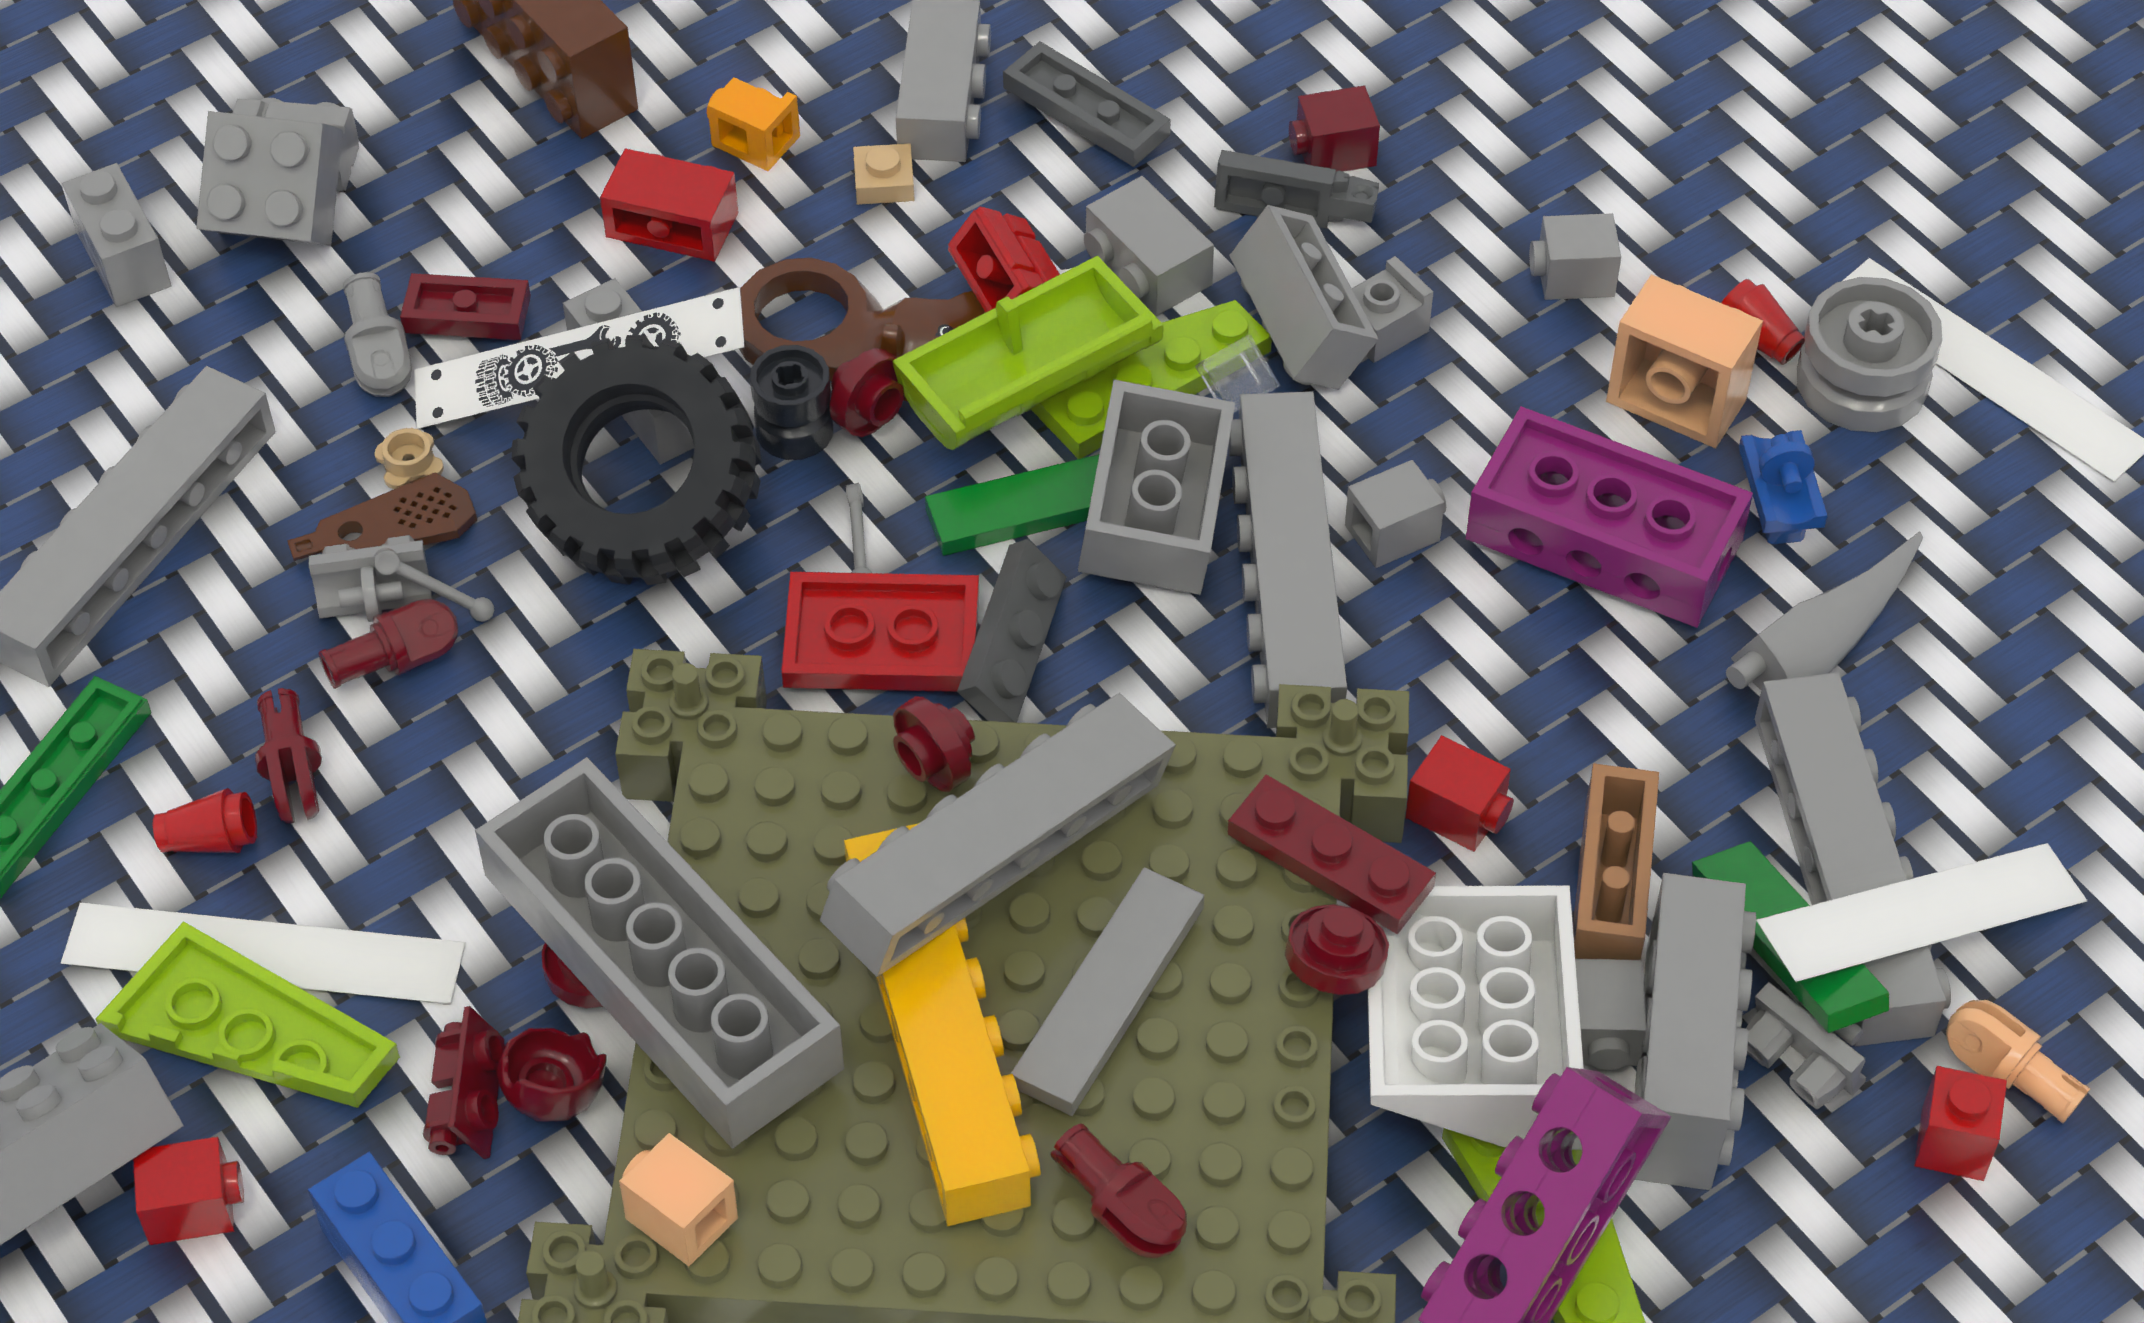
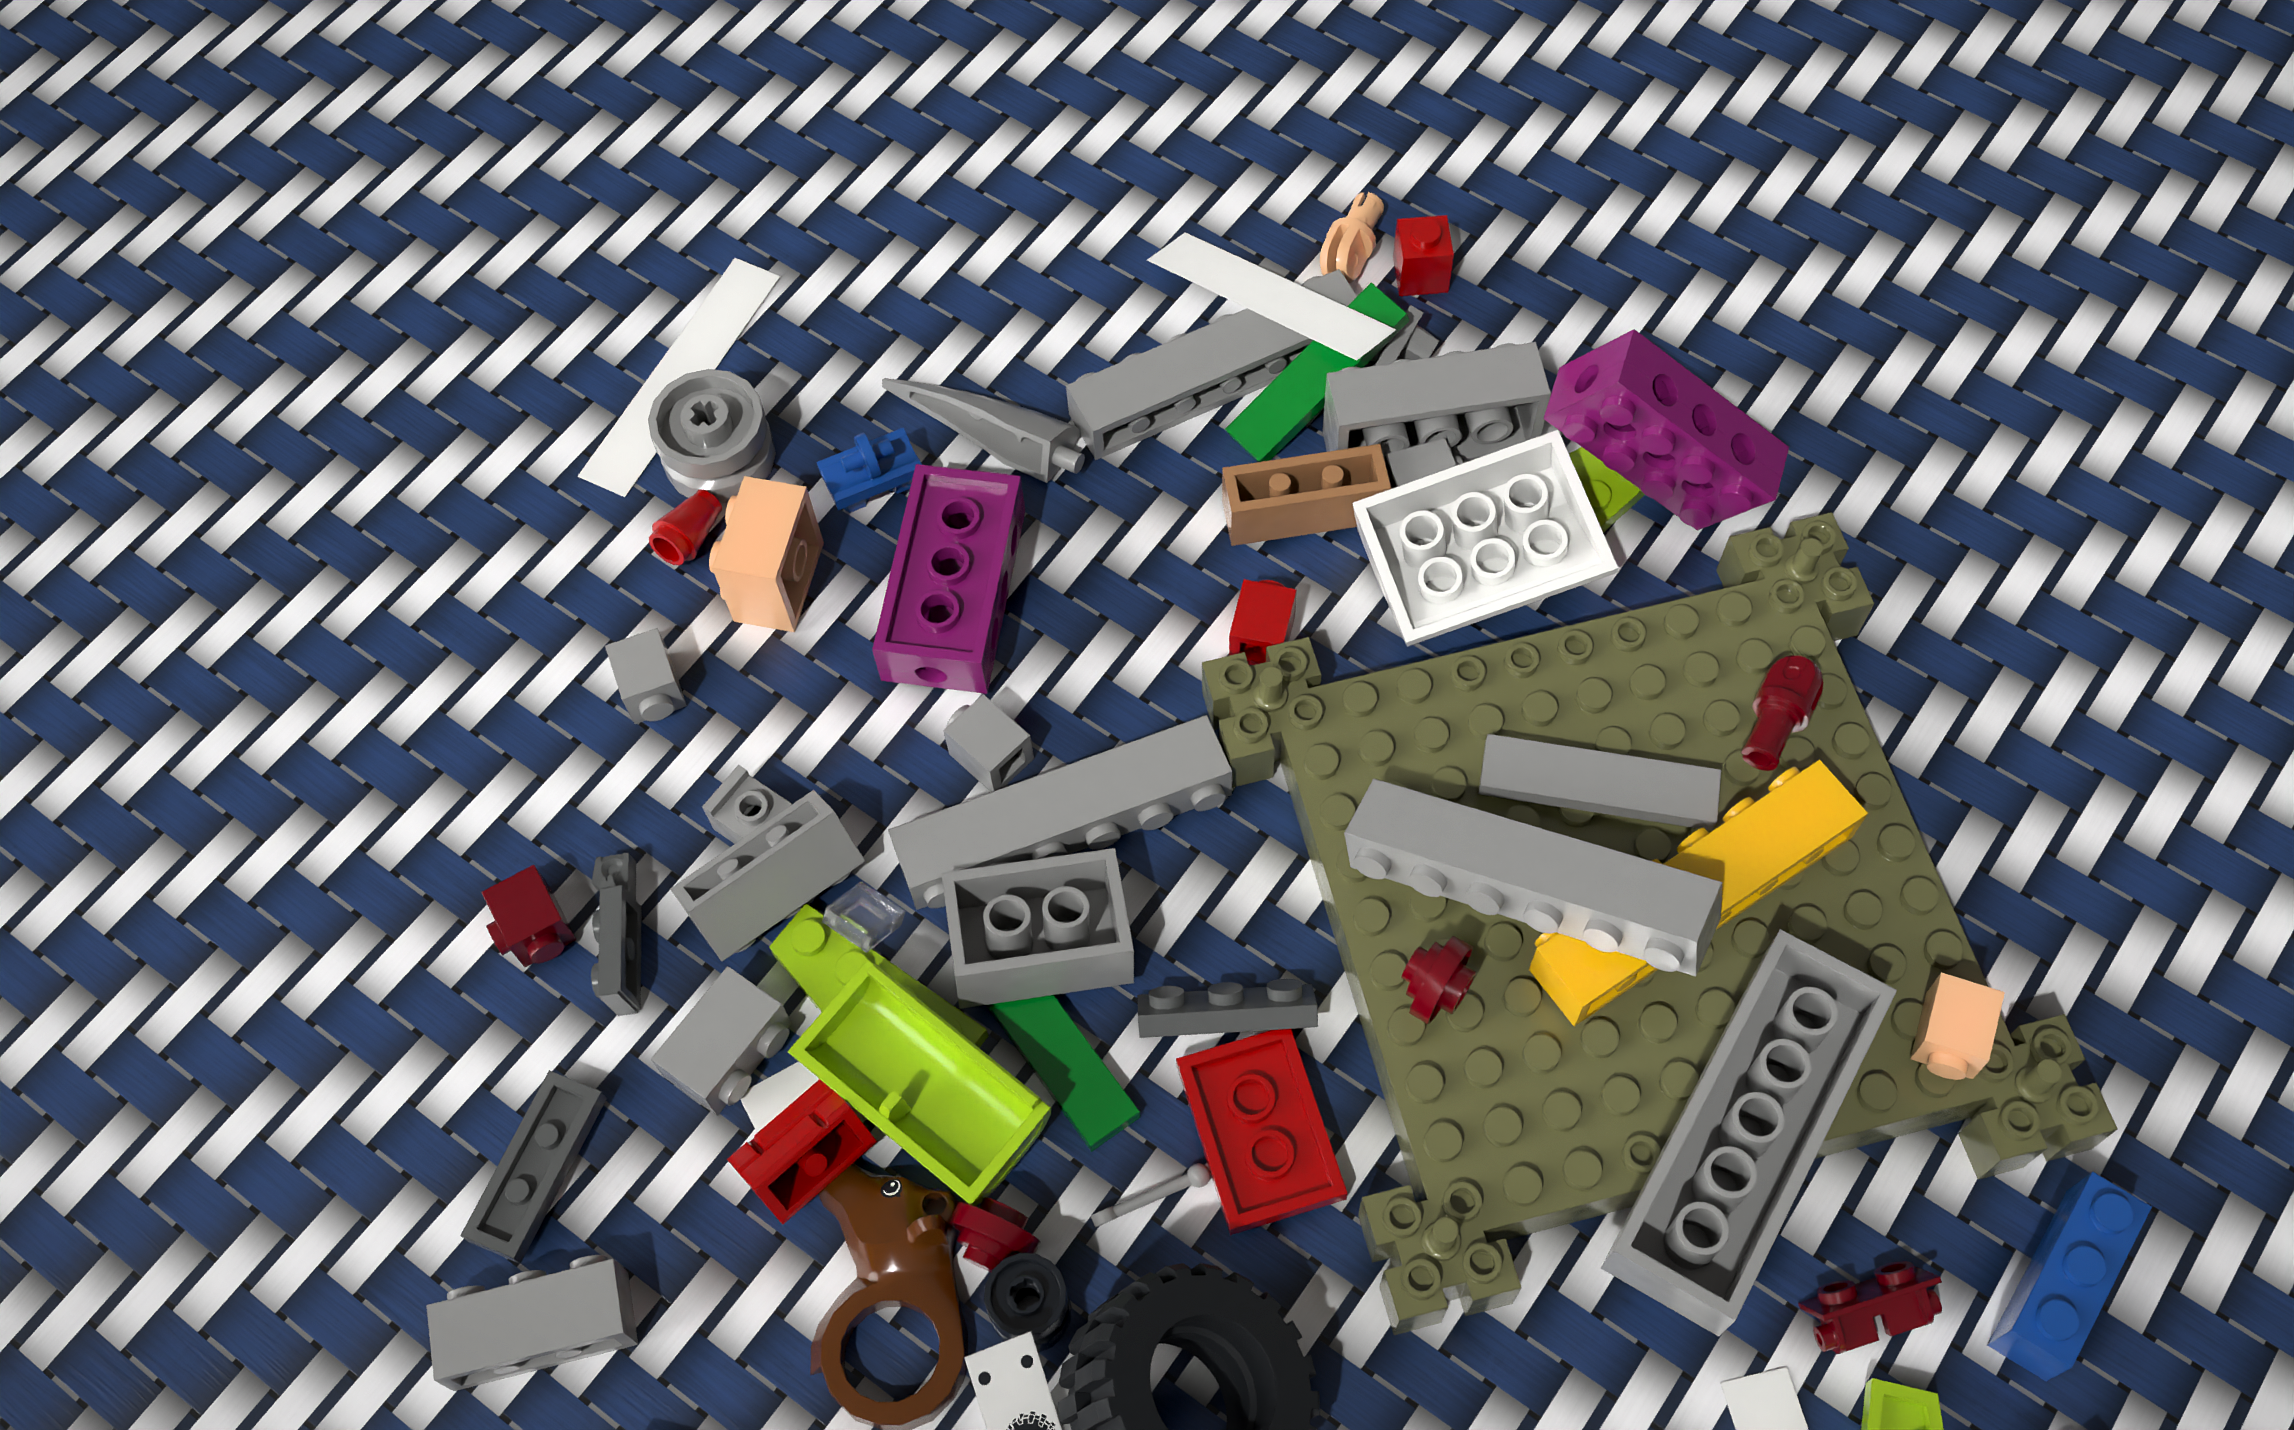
camera: 105 degrees left, 10 degrees up
(550, 1073) = (1836, 1225): dark red hair -> none
(883, 174) = (672, 1344): tan plate -> none
(1331, 853) = (1401, 662): dark red plate -> none
(1336, 949) = (1494, 629): dark red plate -> none

